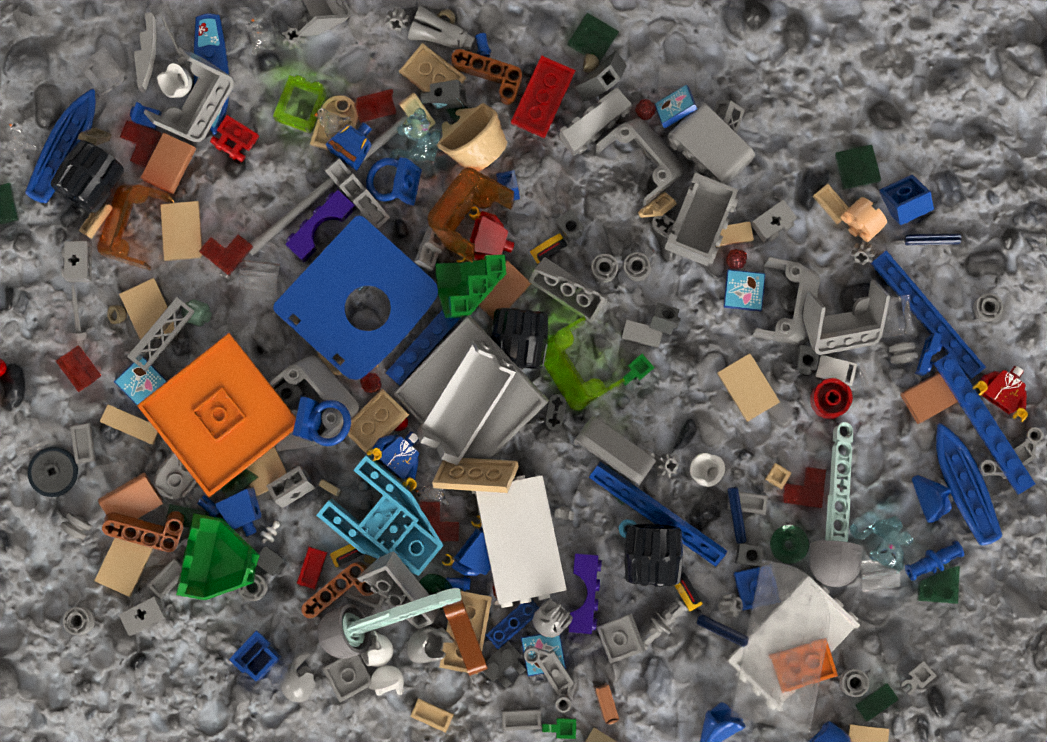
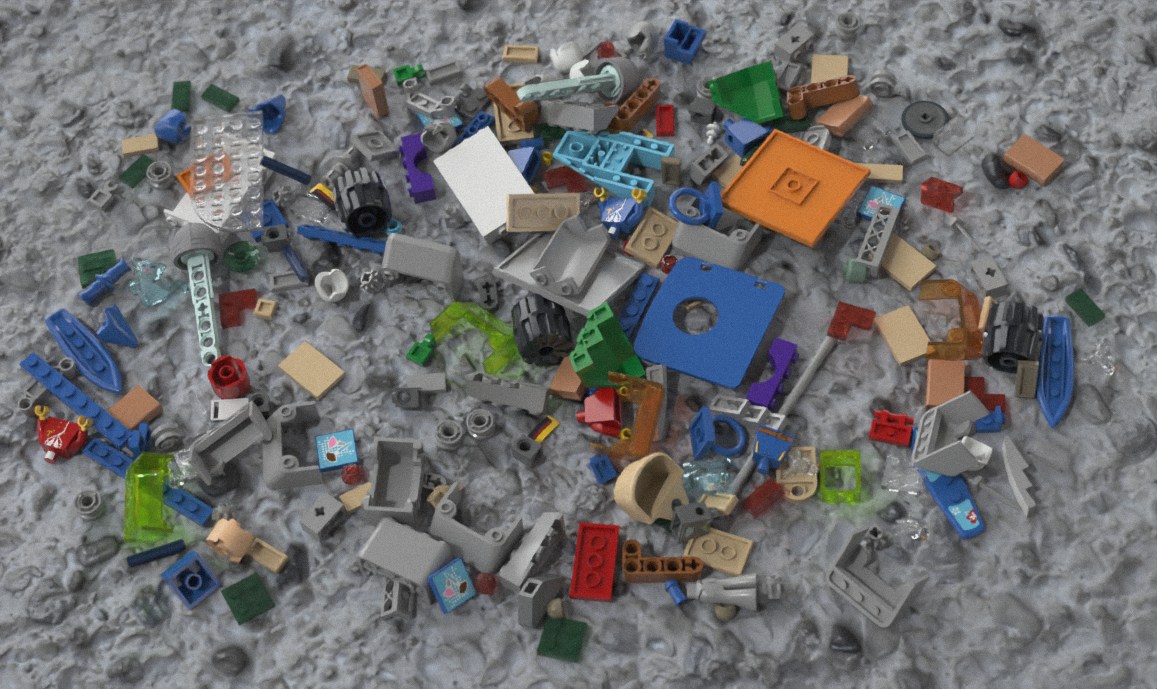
camera: 170 degrees right, 25 degrees down
(342, 676) = (606, 50): none -> clear red piece
(937, 279) = (145, 498): none -> clear neon green windscreen

